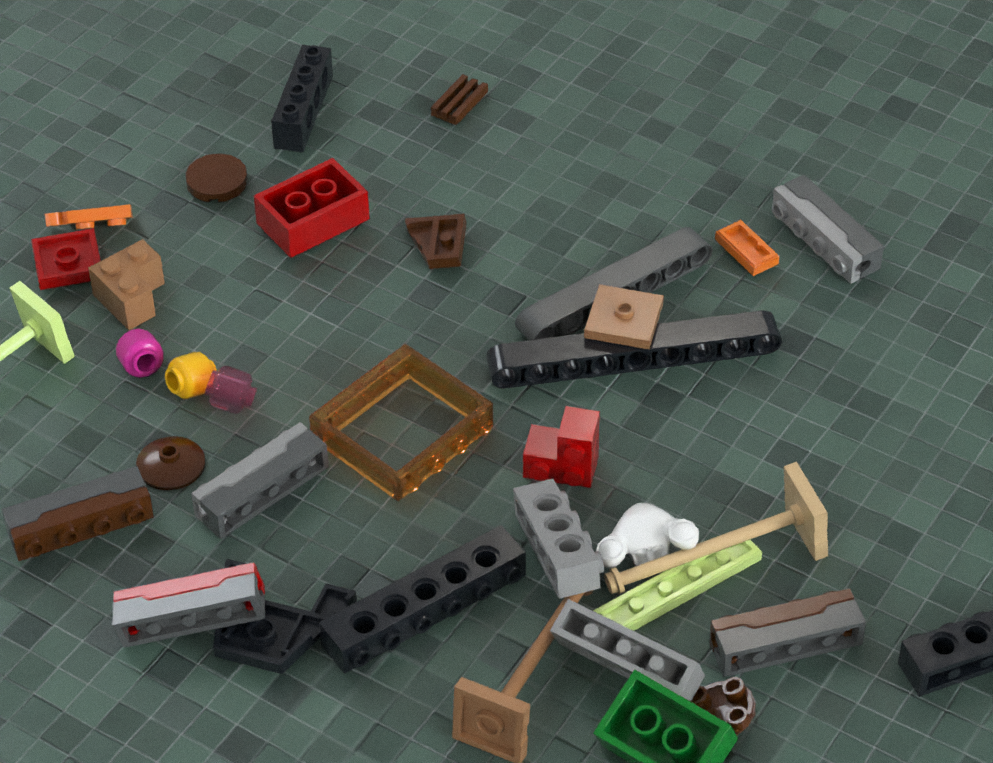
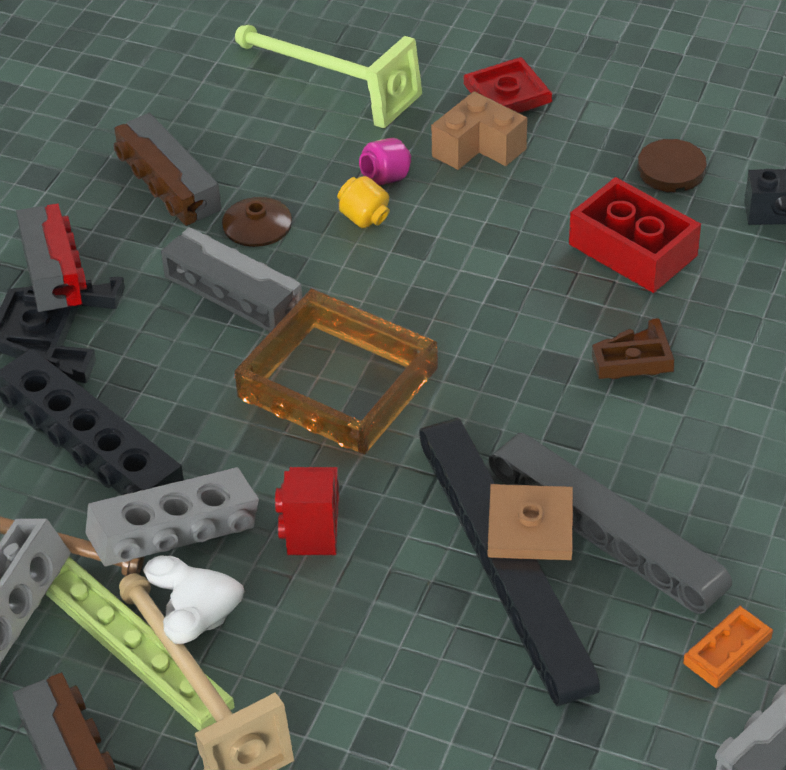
camera: 80 degrees right, 0 degrees up
(86, 217) = (572, 90): orange plate -> none
(230, 389) = (350, 232): clear pink head -> none

